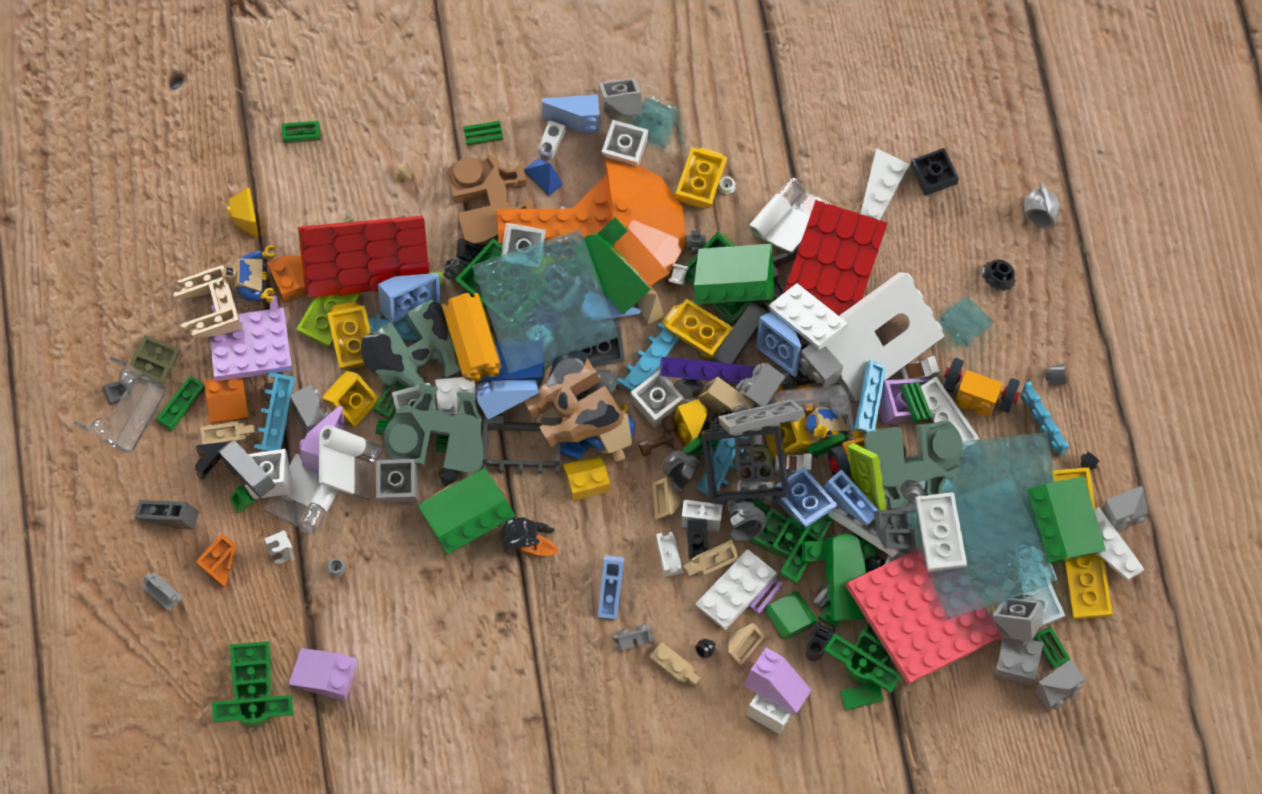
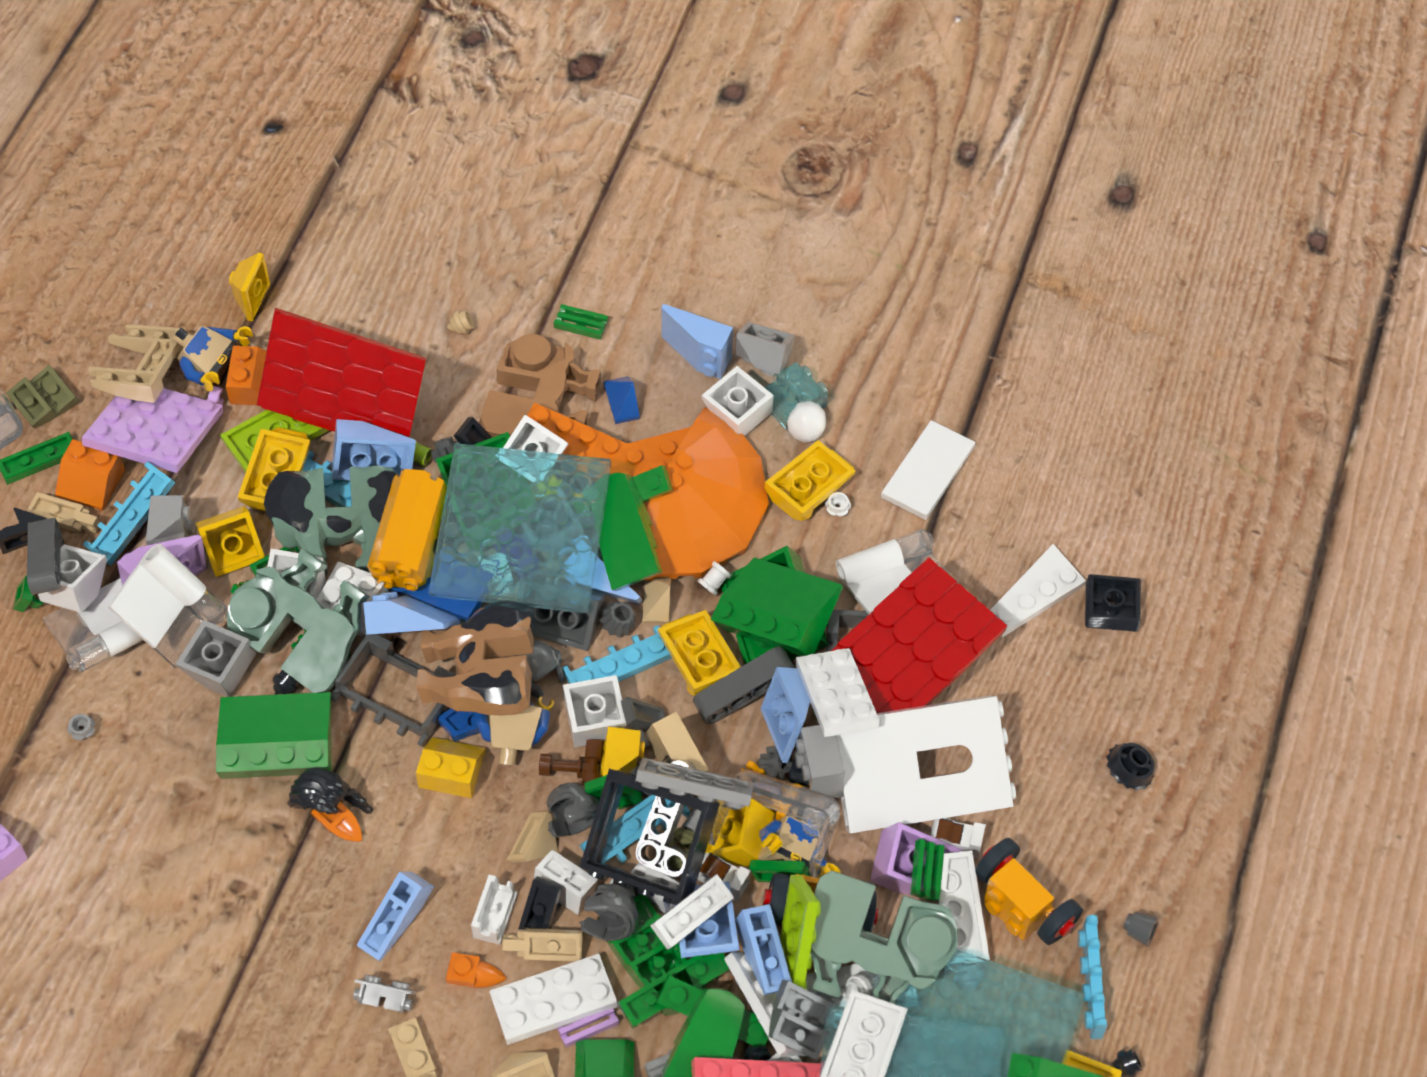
camera: 30 degrees right, 10 degrees down
(280, 544) = (28, 666): white hinge -> none
(300, 134) = (372, 235): green tile -> none
(551, 138) = (655, 361): white leg -> none
(633, 330) = (618, 618): none -> dark grey piece
(676, 137) = (806, 421): none -> white hair
(677, 597) = (472, 972): none -> orange plate
(695, 241) = (757, 547): dark grey gear -> none
(704, 370) = (692, 713): dark purple plate -> none
(705, 648) = (467, 1054): black plate -> none
(761, 385) = (730, 750): light grey slope -> none
(770, 133) = (928, 470): none -> white tile
(797, 496) = (692, 911): none -> white plate
(870, 397) = (866, 833): medium azure tile -> none
(965, 321) = (1054, 803): clear light blue plate -> none
(1042, 207) = (1233, 707): light grey helmet -> none

